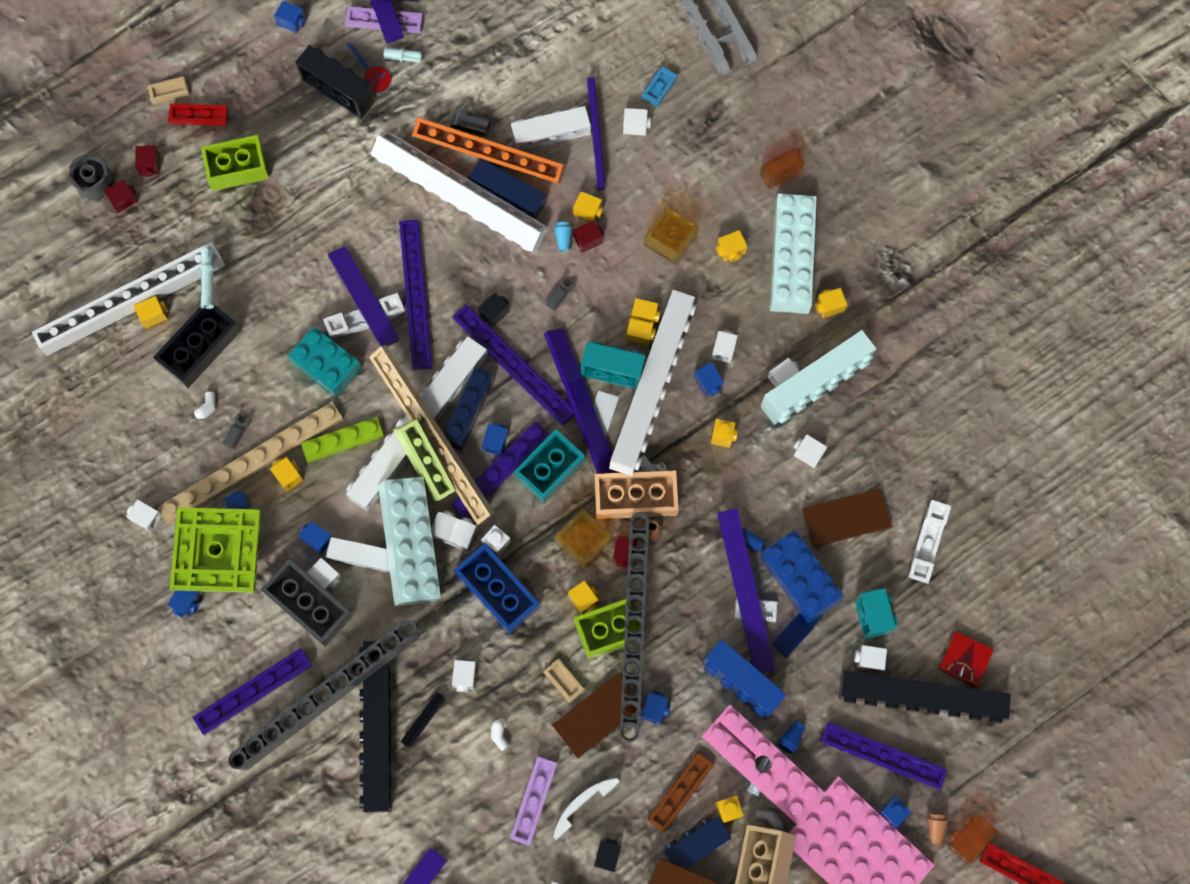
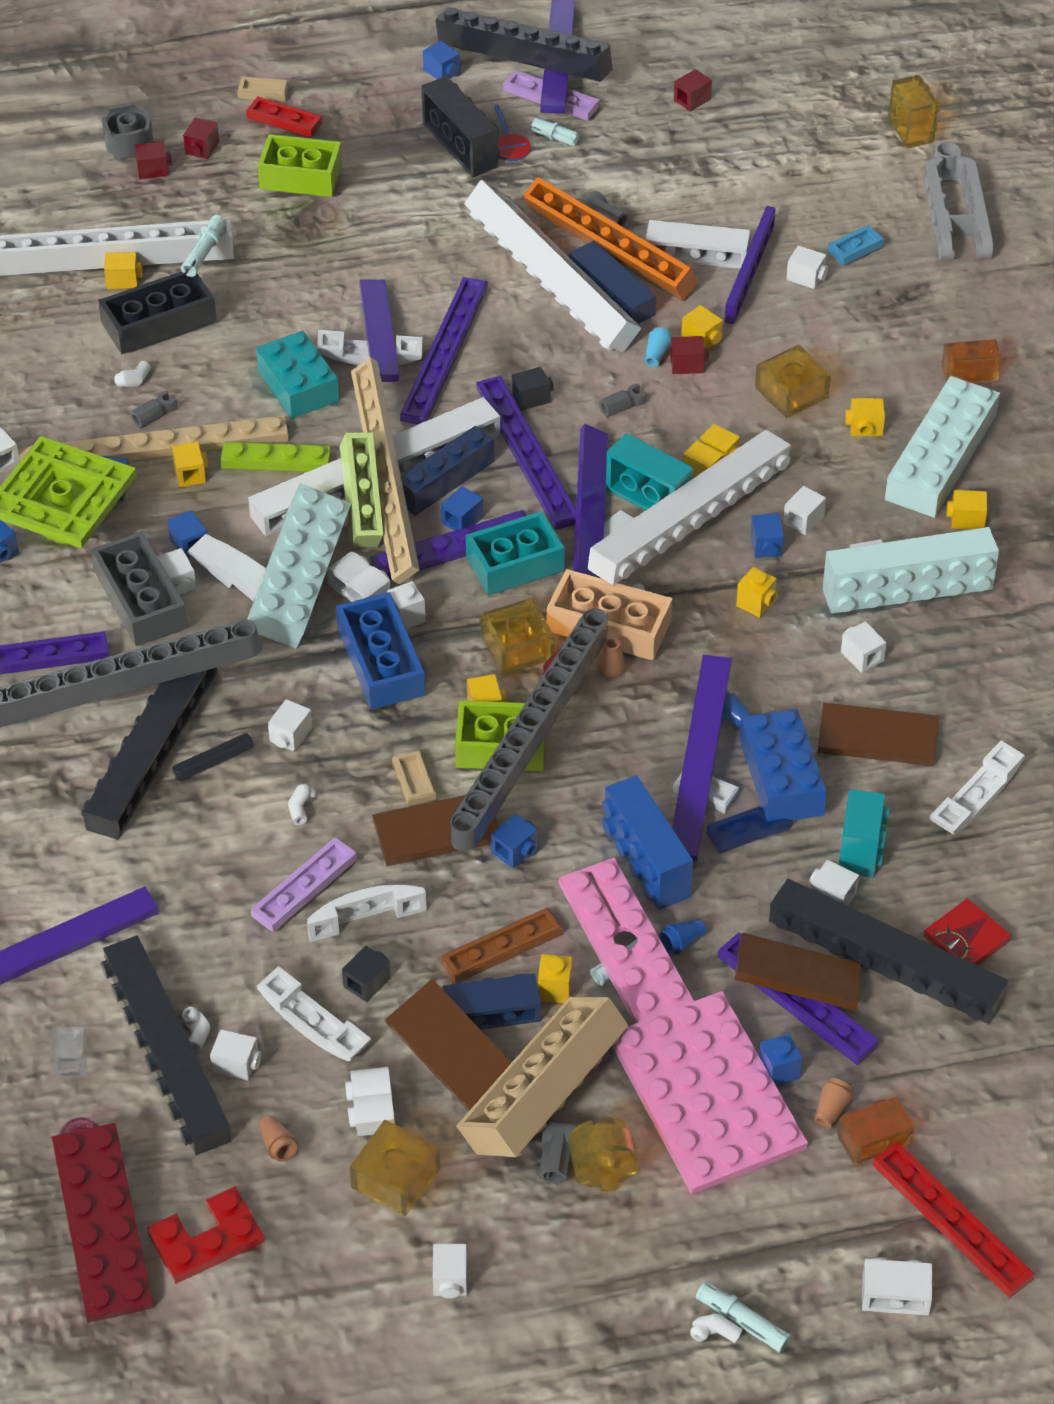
camera: 25 degrees right, 25 degrees down
(878, 740) = (798, 971): none -> reddish brown tile

